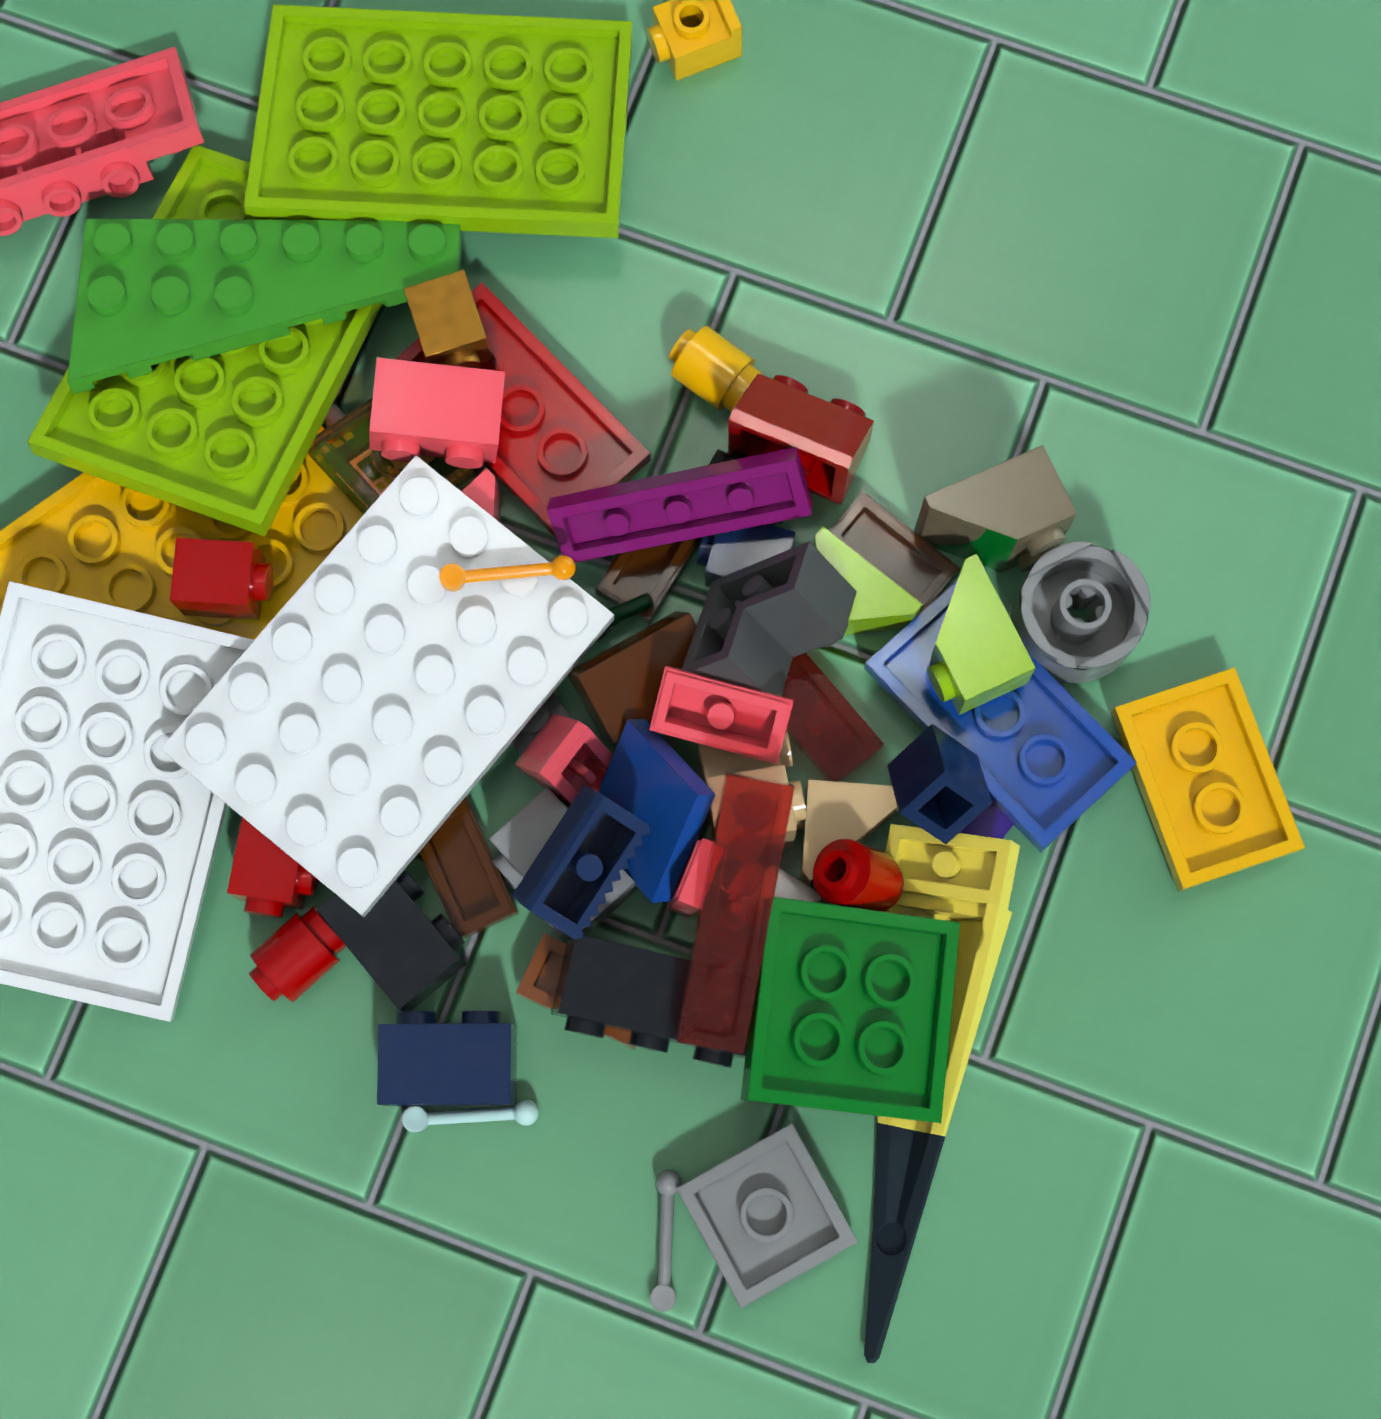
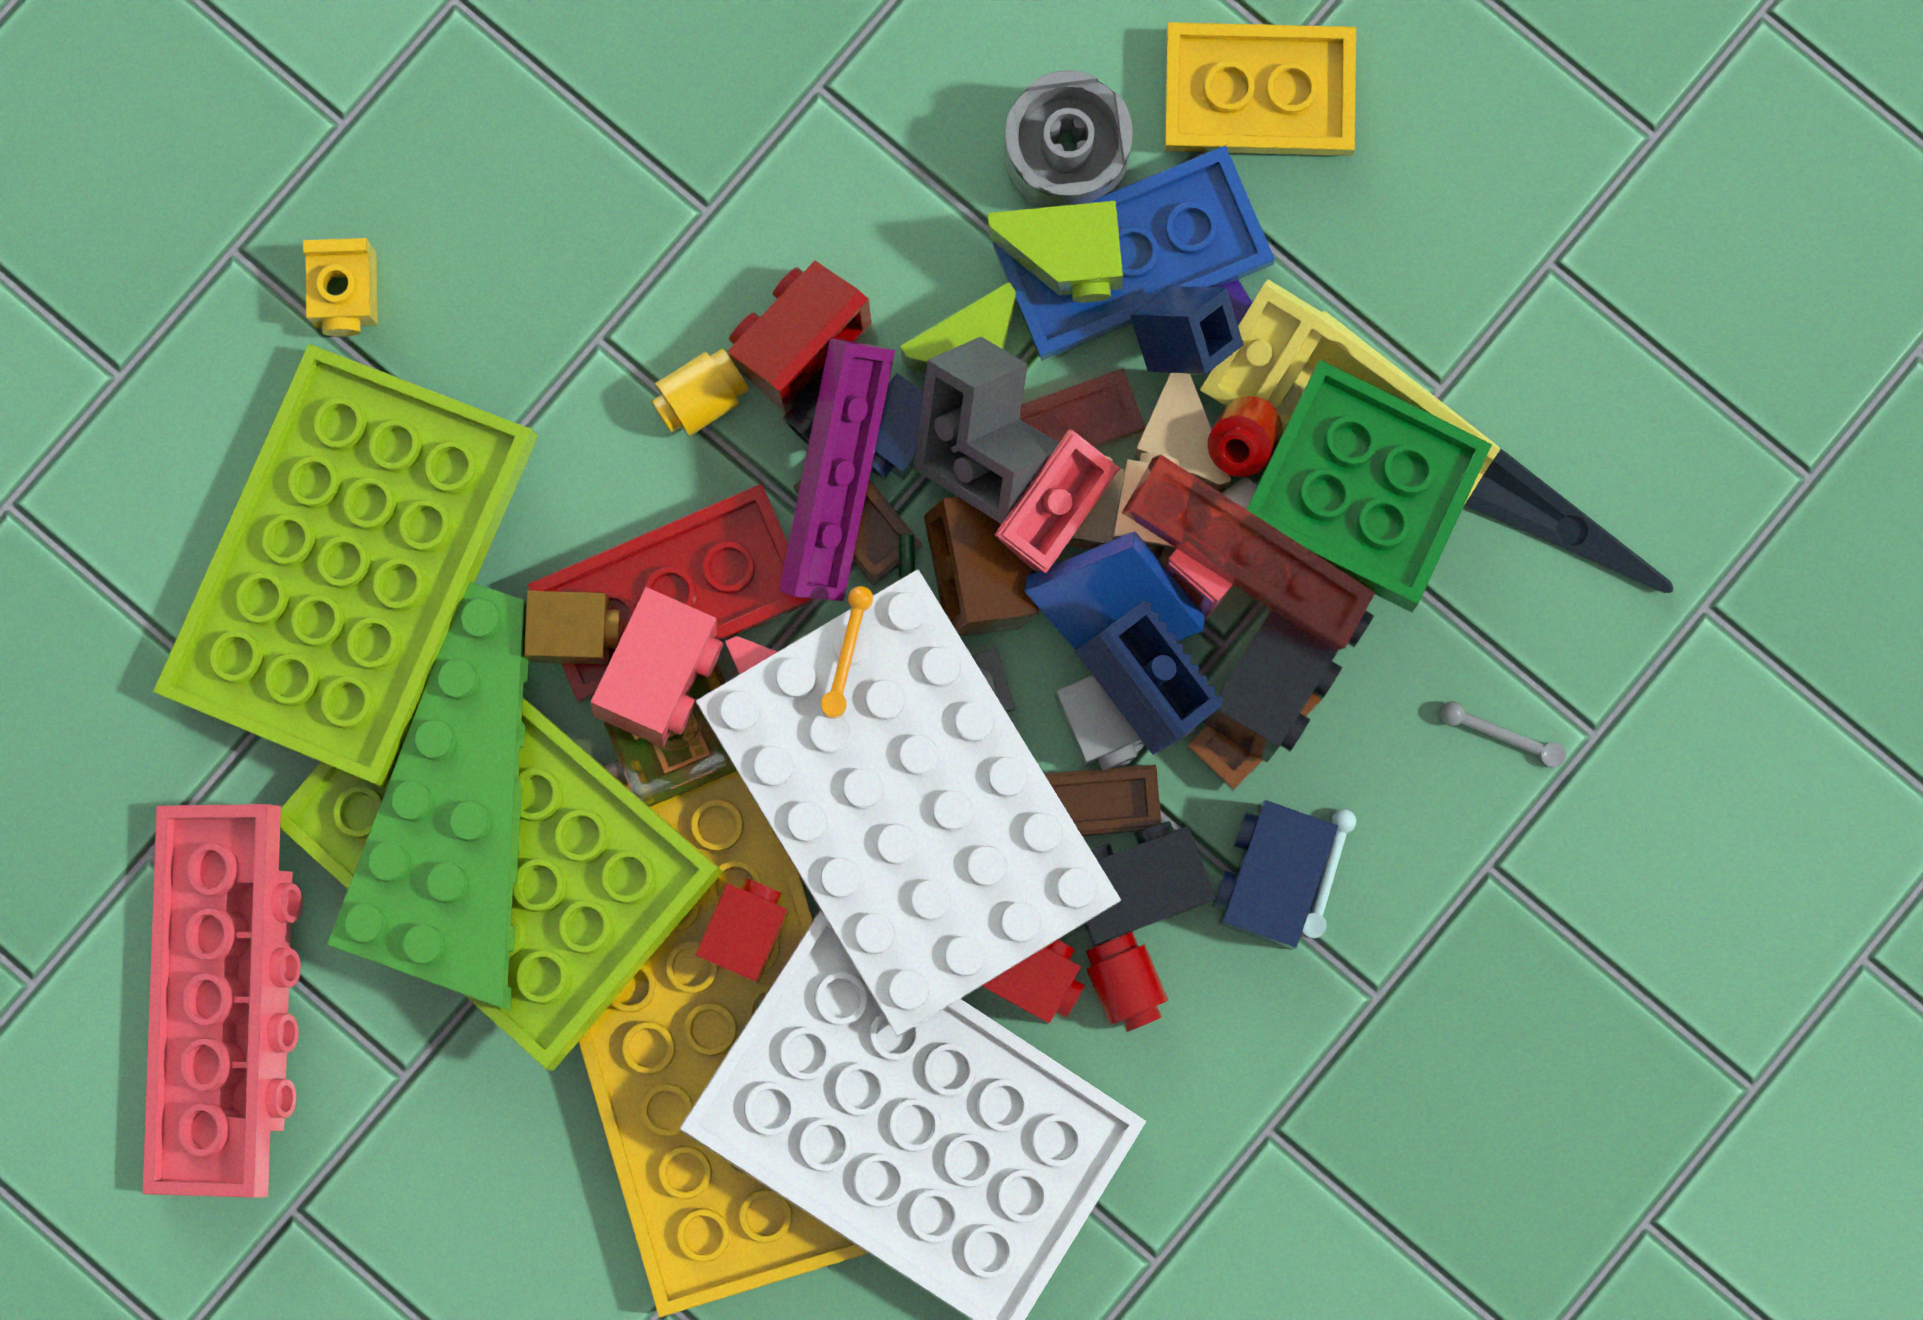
camera: 75 degrees left, 5 degrees up
(565, 758) = (1034, 666): coral slope -> none
(766, 1215) = (1513, 633): light grey plate -> none
(895, 549) = (937, 291): tile -> none
(1000, 514) = (955, 173): dark tan slope -> none

